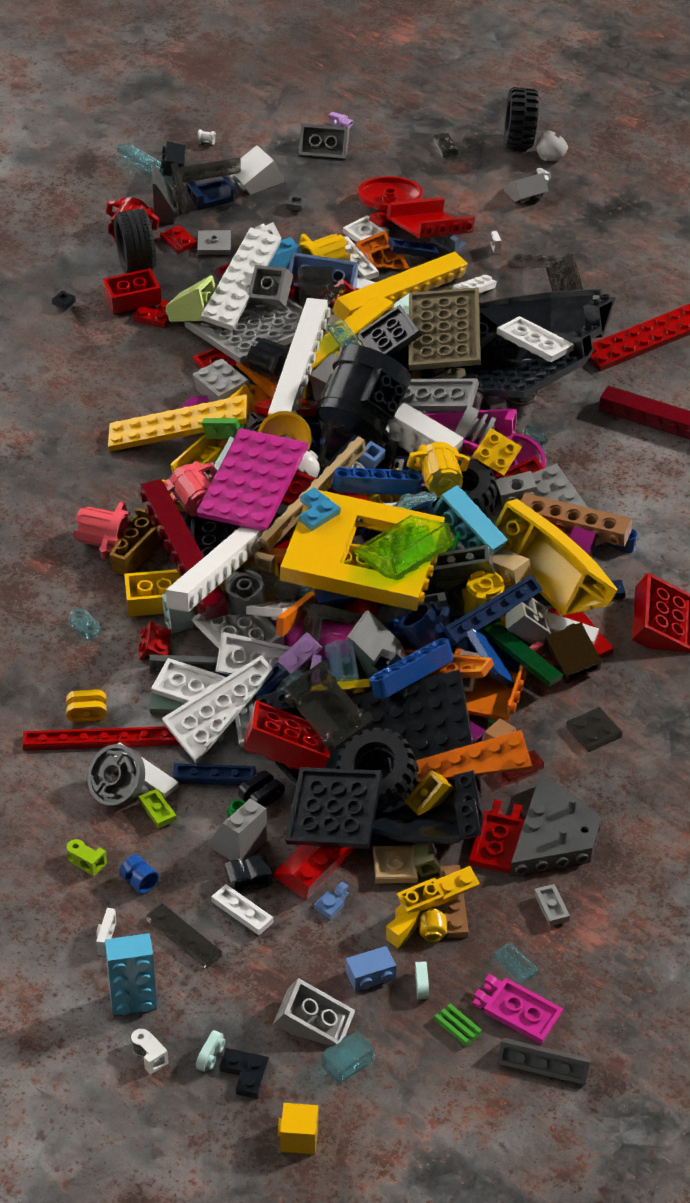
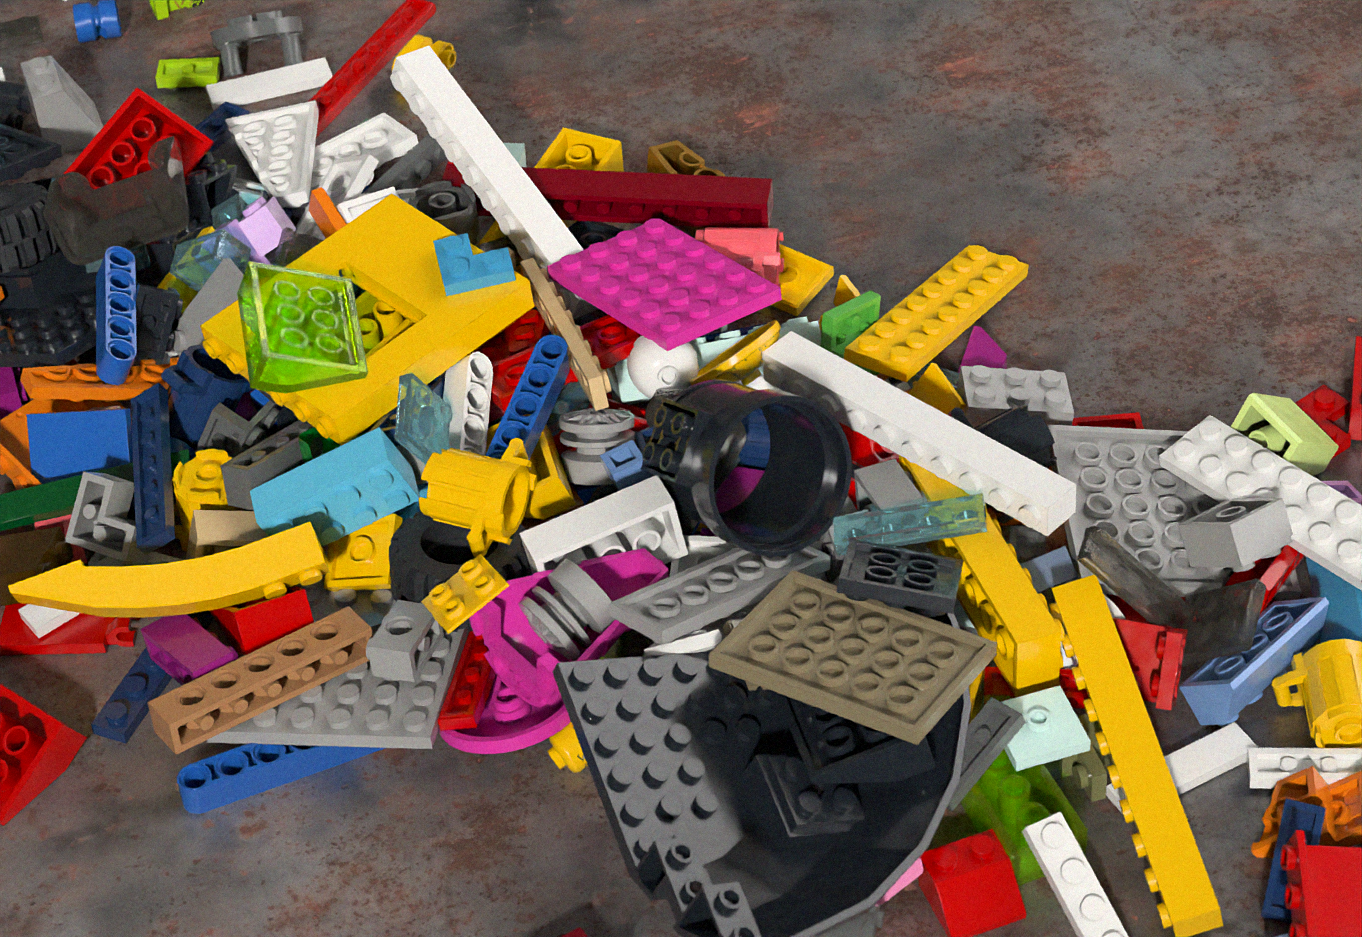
camera: 125 degrees right, 0 degrees up
(84, 623) = (584, 108): clear light blue plate -> none
(101, 527) = (759, 153): coral container -> none
(535, 339) = (735, 795): white plate -> none
(535, 434) = (559, 780): clear light blue hair -> none

